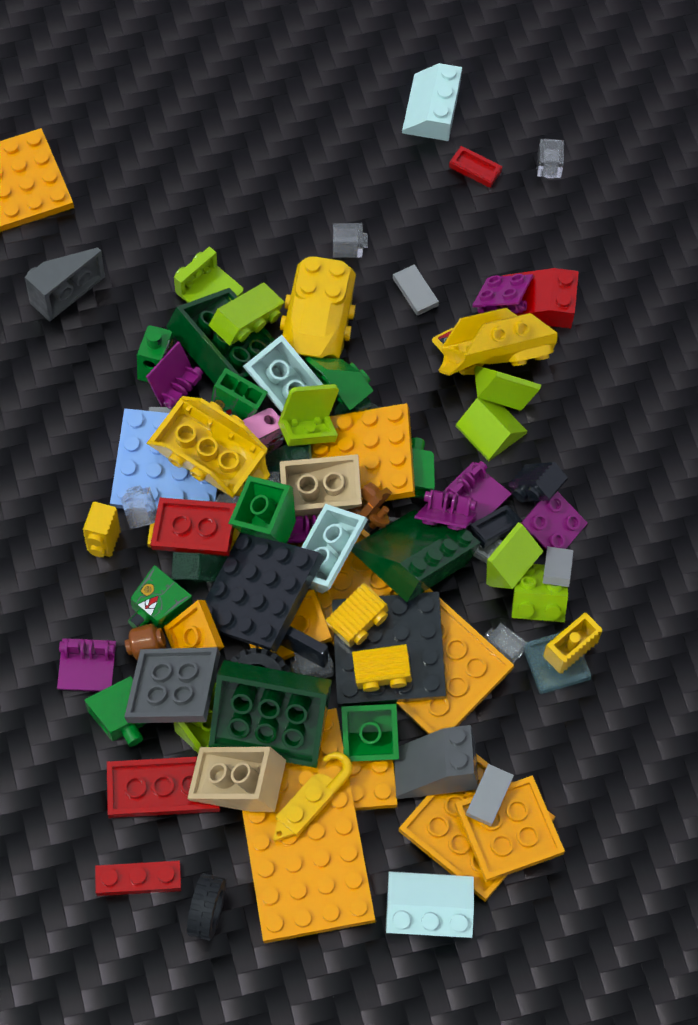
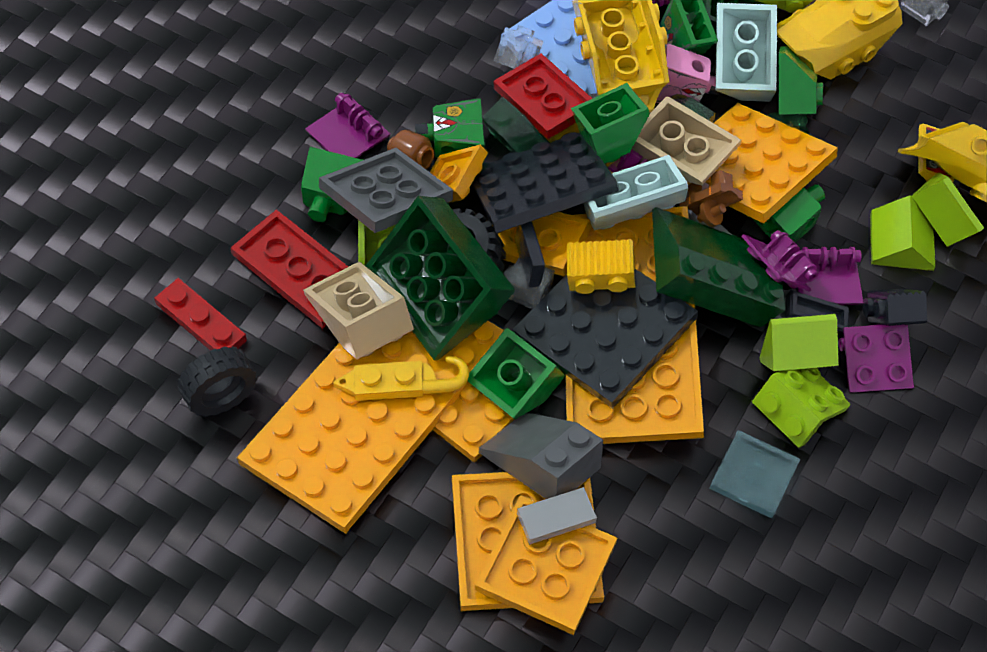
camera: 45 degrees right, 5 degrees down
(101, 529) = (468, 40): yellow brick -> none
(307, 414) = (735, 82): lime bracket -> none
(382, 667) = (576, 325): yellow brick -> none
(415, 290) = (948, 82): light grey tile -> none
(430, 904) = (403, 561): light aqua slope -> none
(506, 642) = (718, 415): clear brick -> none
(558, 566) = (839, 391): light grey tile -> none
(572, 643) = (781, 462): yellow brick -> none

